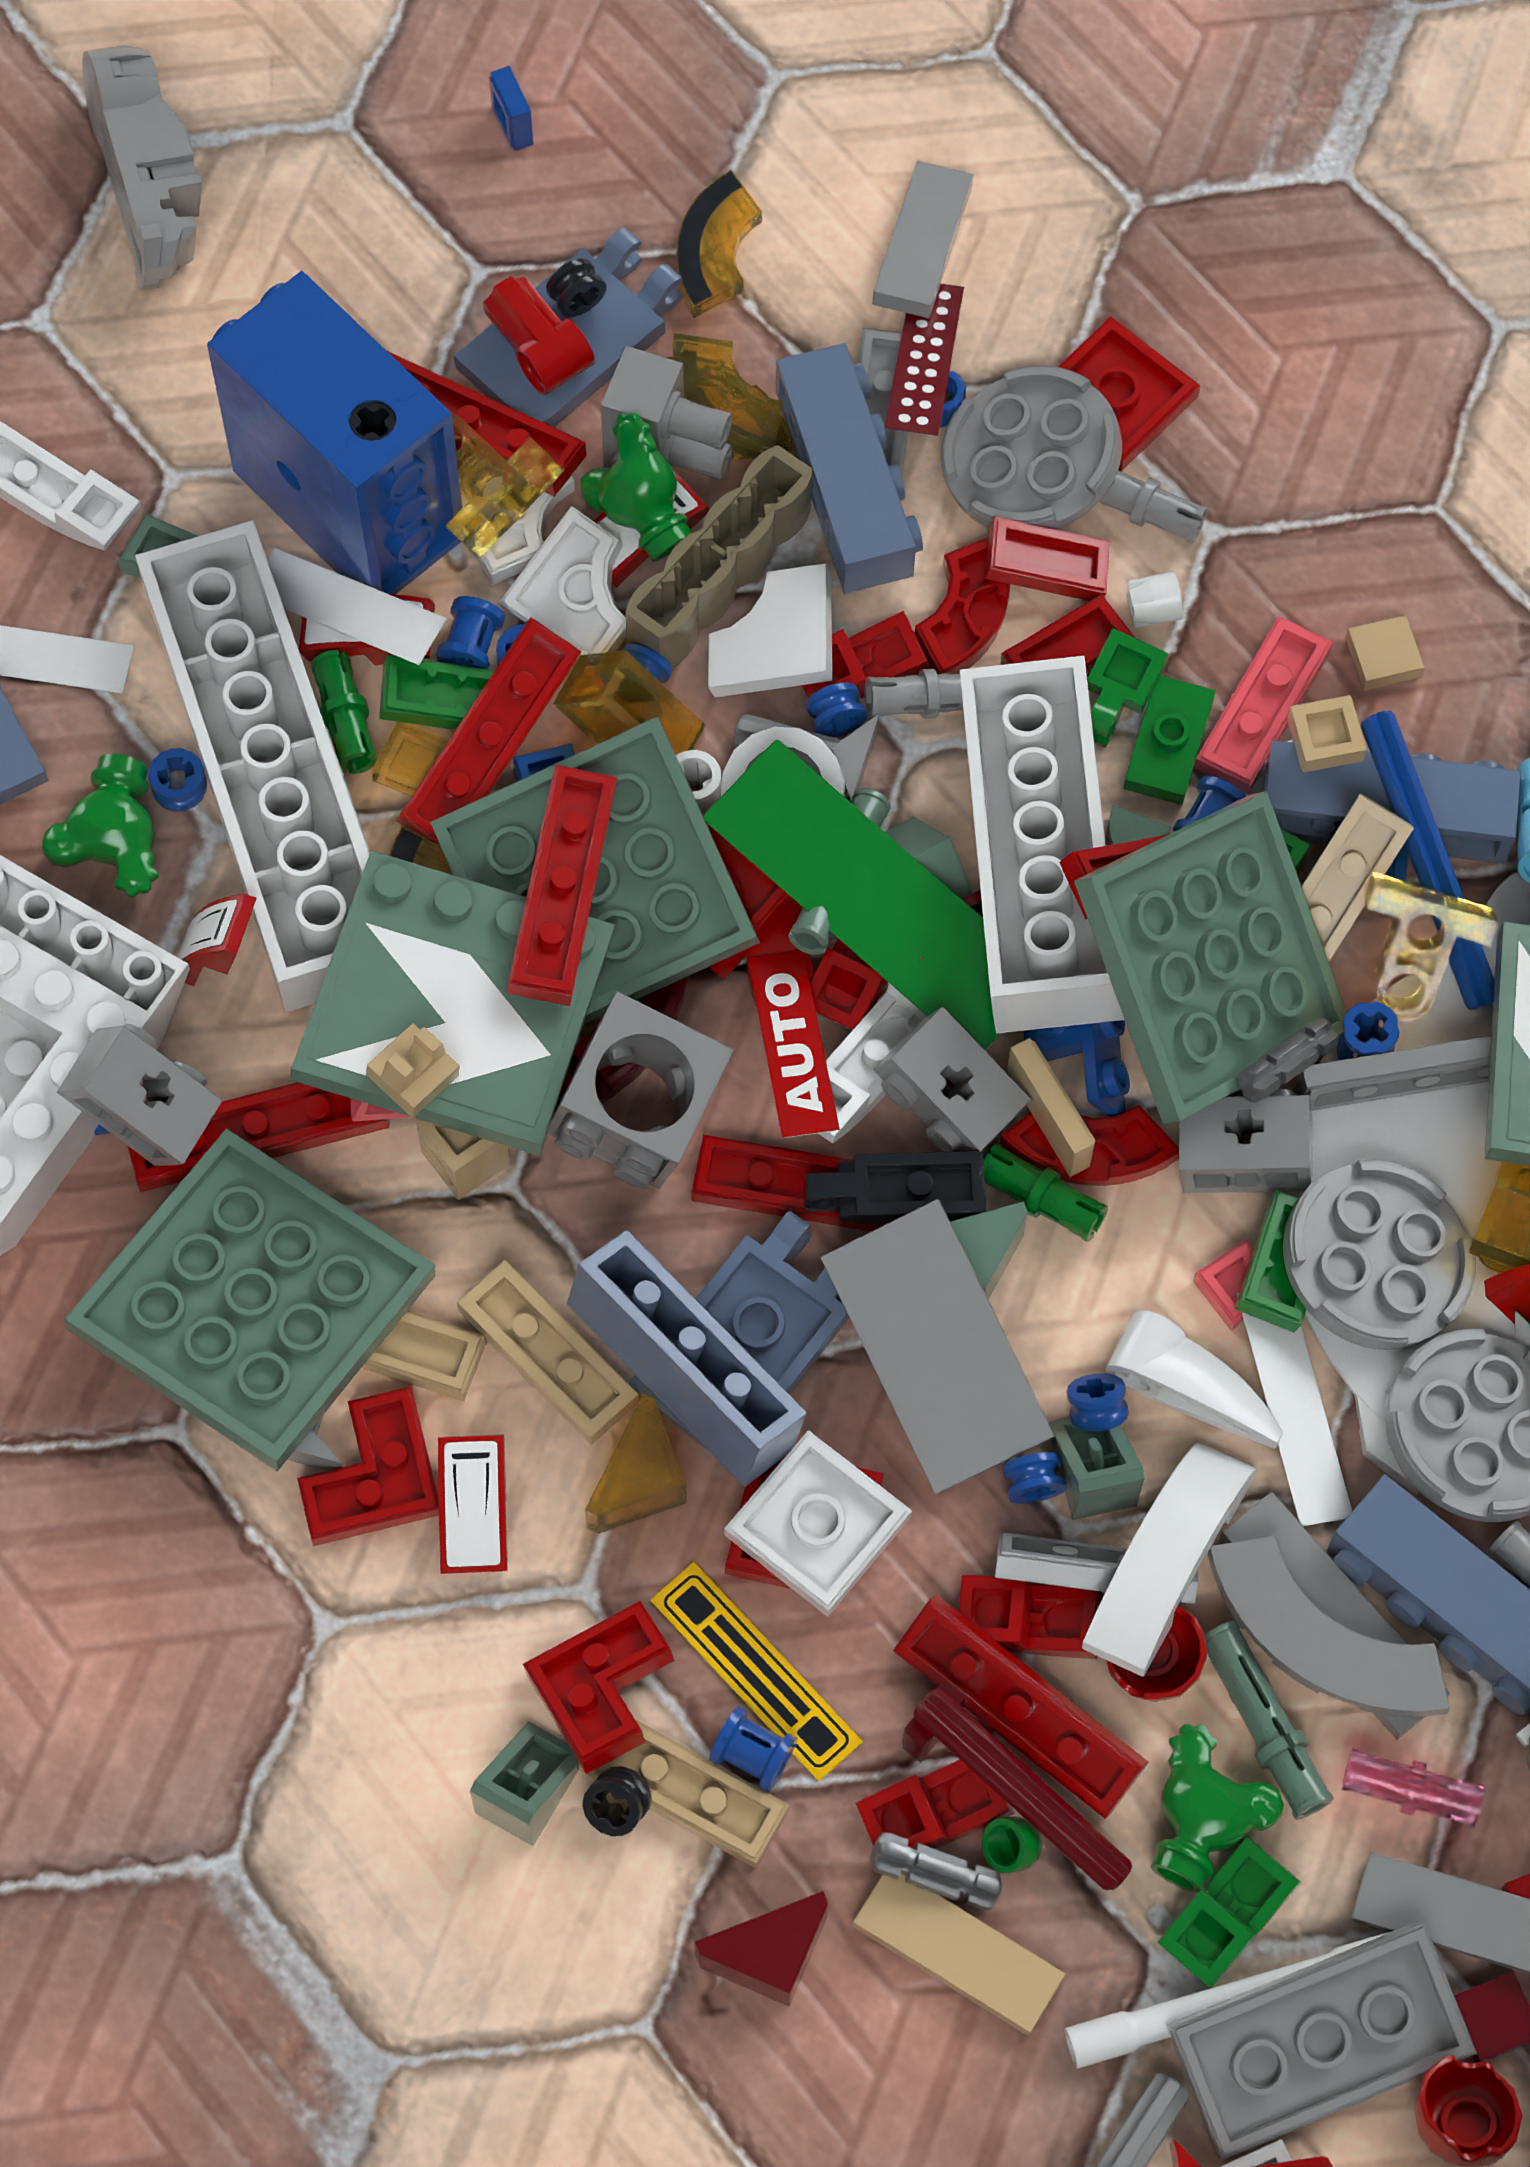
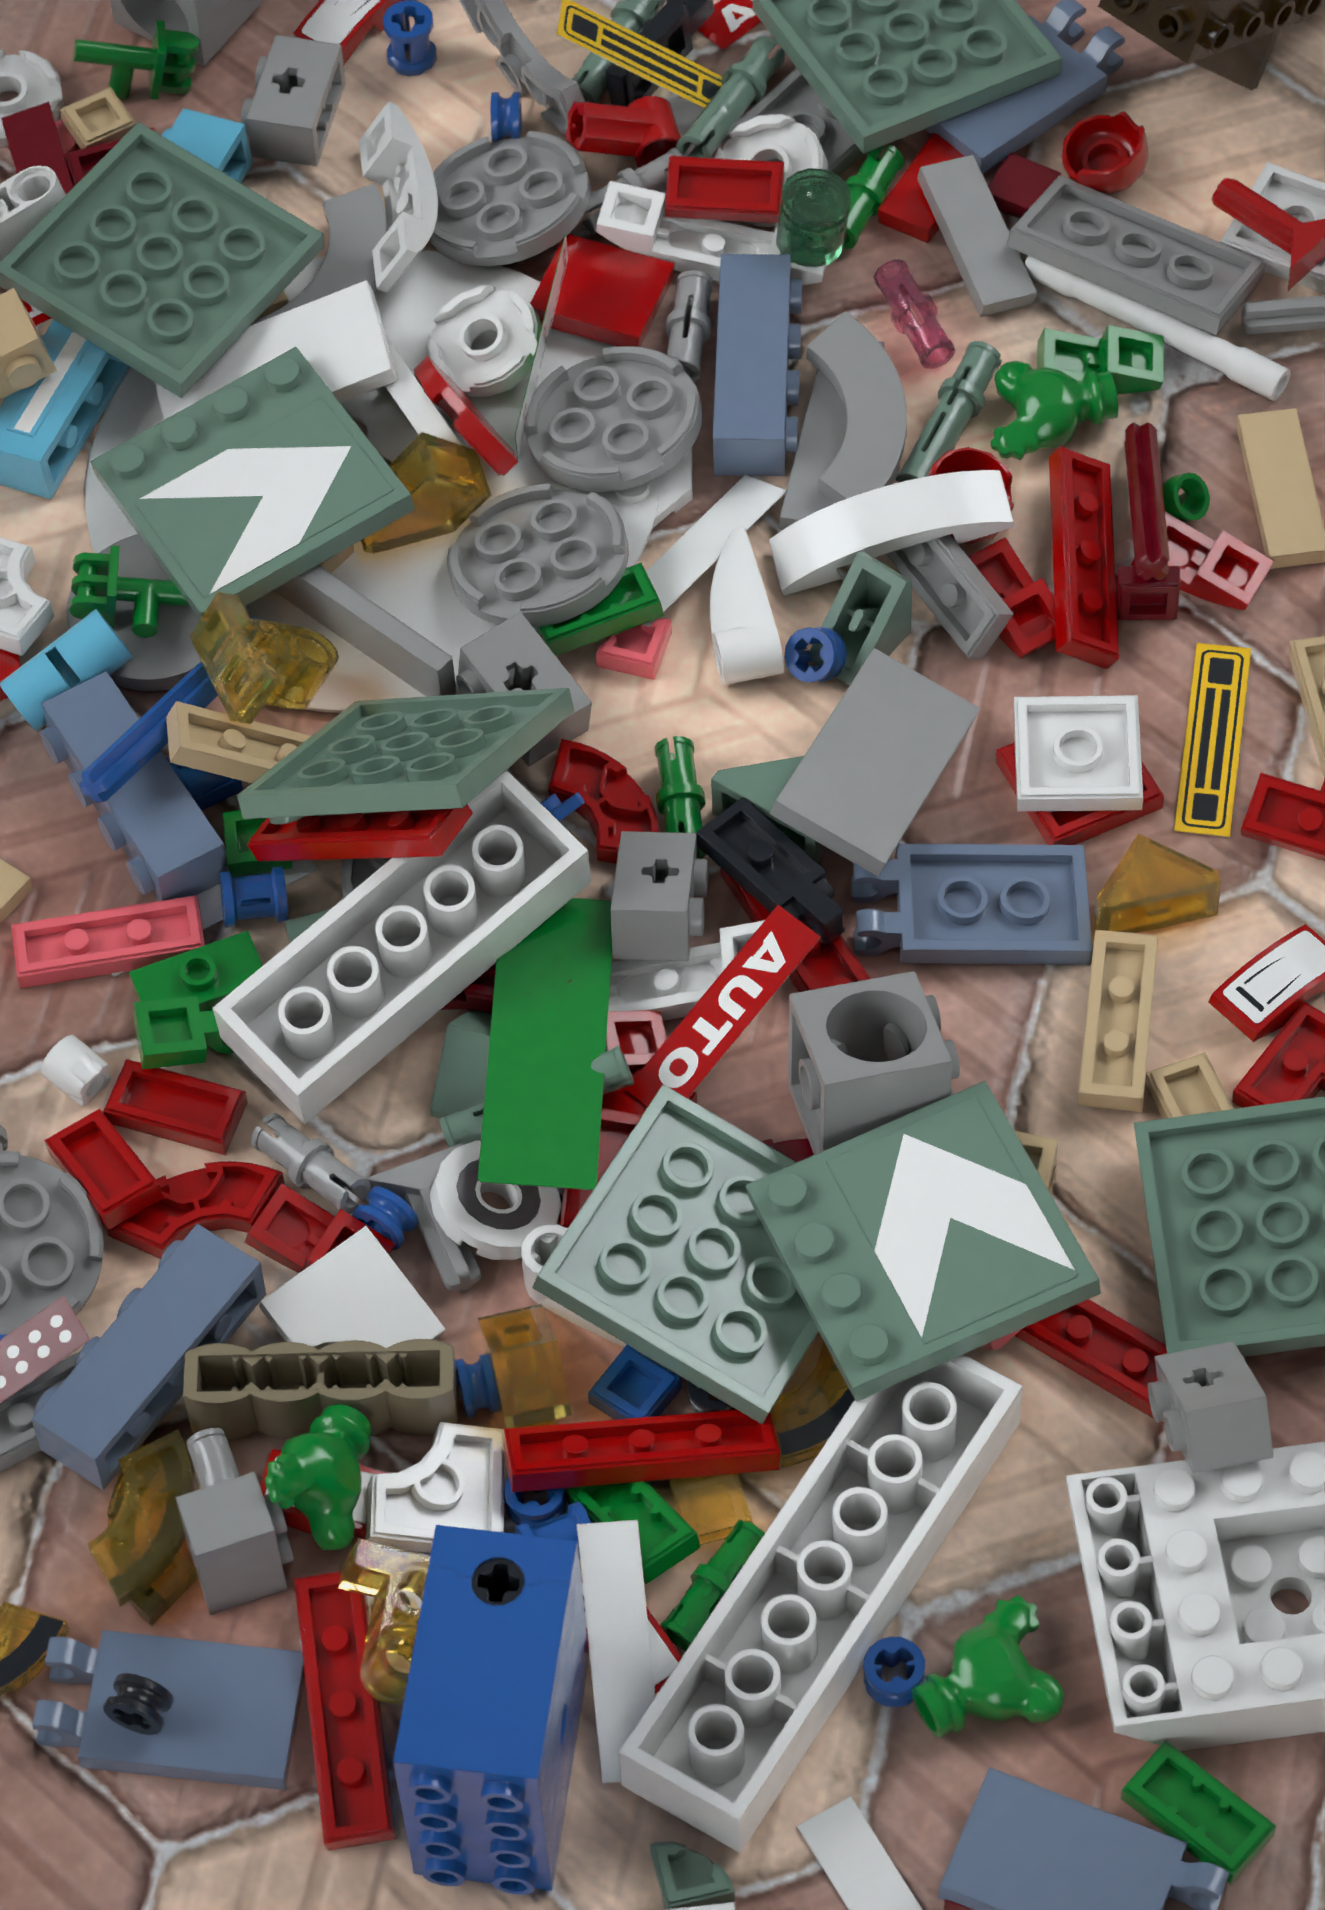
camera: 125 degrees left, 10 degrees down
(216, 935) = (1023, 1487): slope -> none
(413, 1069) = (1017, 1193): tan tile -> none
(544, 345) = (219, 1682): red piece -> none
(562, 885) = (754, 1225): red tile -> none
(685, 1358) = (1049, 890): sand blue brick -> none
(753, 1748) = (1294, 697): blue bush -> none
(935, 1871) = (1249, 521): flat silver axle -> none
(1034, 1477) = (913, 649): blue bush -> none
(1051, 1107) = (616, 813): tan tile -> none
(1287, 1060) = (441, 680): flat silver axle -> none
(1326, 733) = (136, 815): tan tile -> none
(1362, 1023) = (365, 665): blue bush -> none

